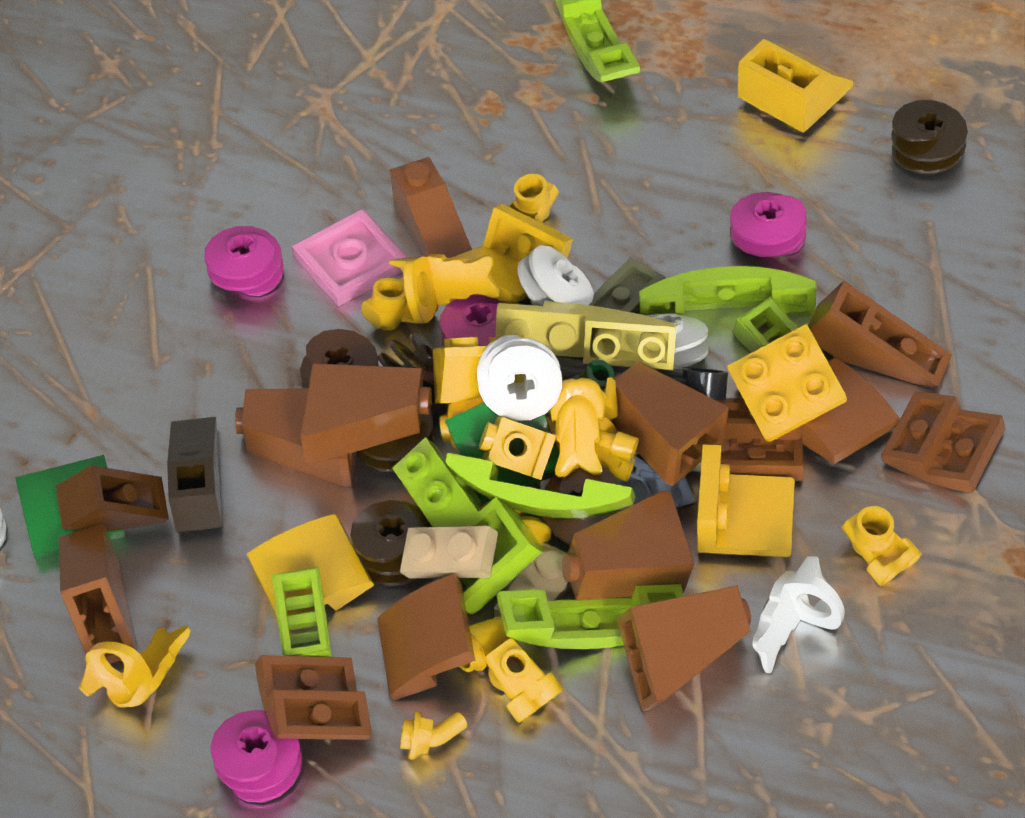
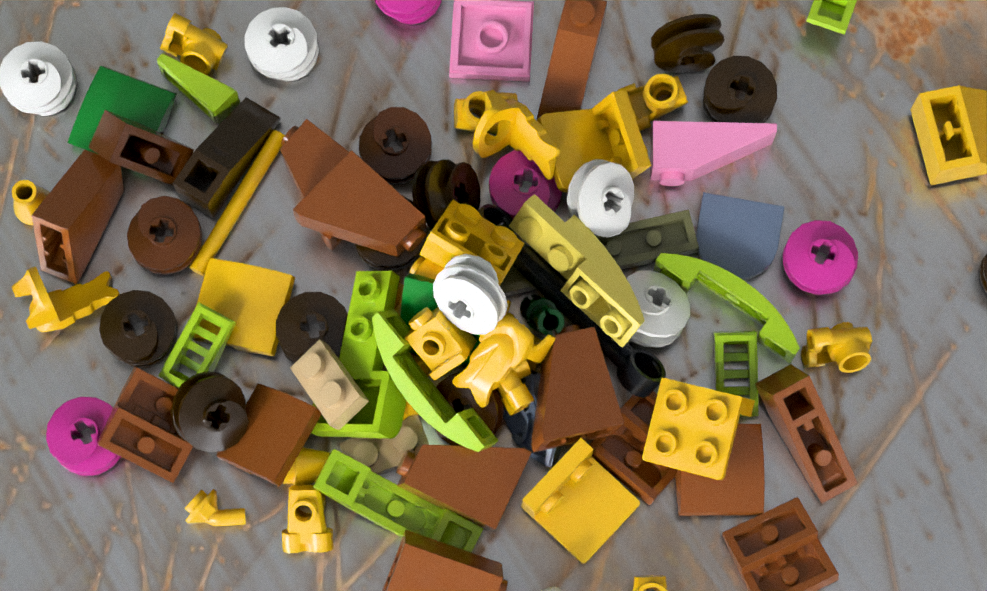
camera: 35 degrees right, 25 degrees up
(39, 615) = (27, 199): none -> yellow cone
(79, 413) = (197, 47): none -> yellow plate
(121, 438) = (206, 93): none -> lime slope
(170, 364) = (283, 61): none -> white piece
(190, 560) = (152, 221): none -> reddish brown piece
(228, 642) = (159, 326): none -> dark brown piece
(234, 503) = (238, 202): none -> yellow bar
(358, 649) = (210, 412): none -> dark brown piece
(520, 147) = (687, 43): none -> dark brown piece
(594, 164) = (745, 75): none -> dark brown piece
(601, 211) = (694, 149): none -> bright pink slope
(684, 247) = (738, 234): none -> sand blue tile
(848, 264) = (841, 344): none -> yellow plate

